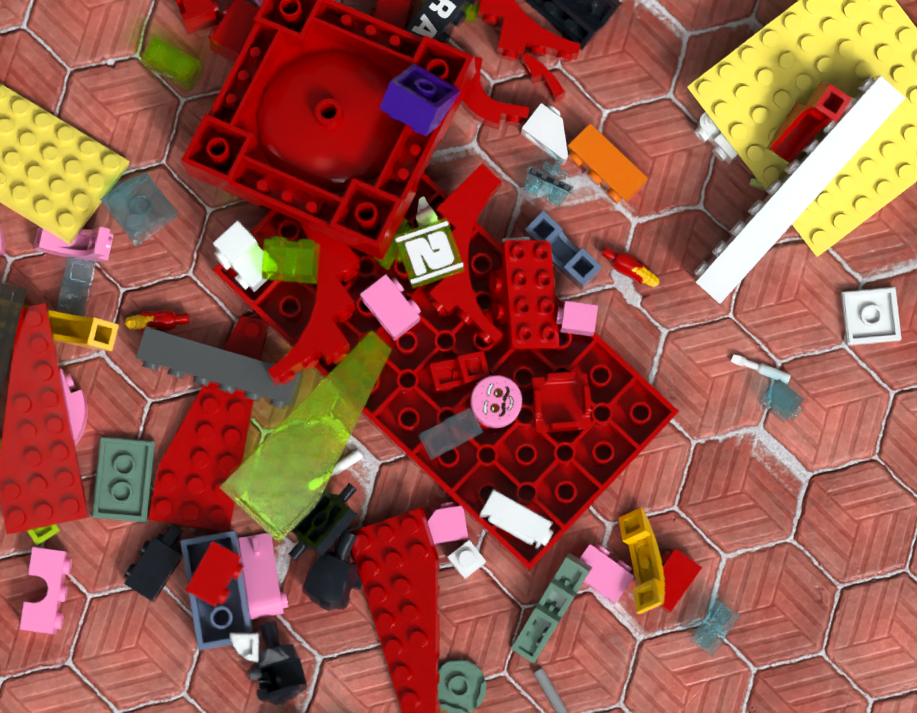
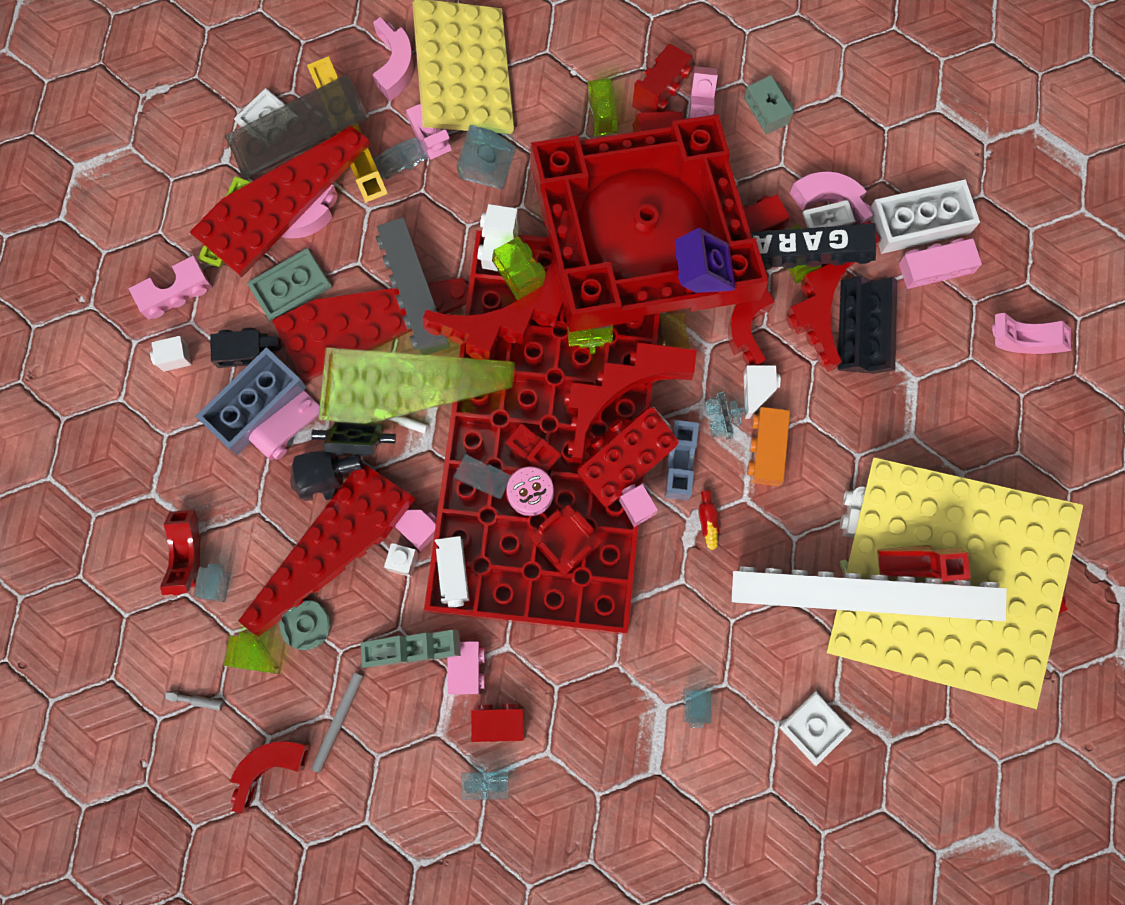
camera: 60 degrees right, 5 degrees down
(111, 635) = (170, 353): none -> white brick
(159, 320) = (417, 226): red piece -> none
(215, 574) = (254, 386): red brick -> none
(246, 645) = (220, 446): white tile -> none
(277, 668) = (224, 483): black piece -> none
(391, 307) = (541, 365): bright pink brick -> none
(425, 214) = (626, 344): white piece -> none
(429, 253) = (600, 360): tile -> none
(447, 170) = (674, 330): none -> clear yellow slope
(538, 72) = (796, 351): red slope -> none
(645, 560) = (497, 694): yellow slope -> none
(762, 368) = (710, 674): white piece -> none

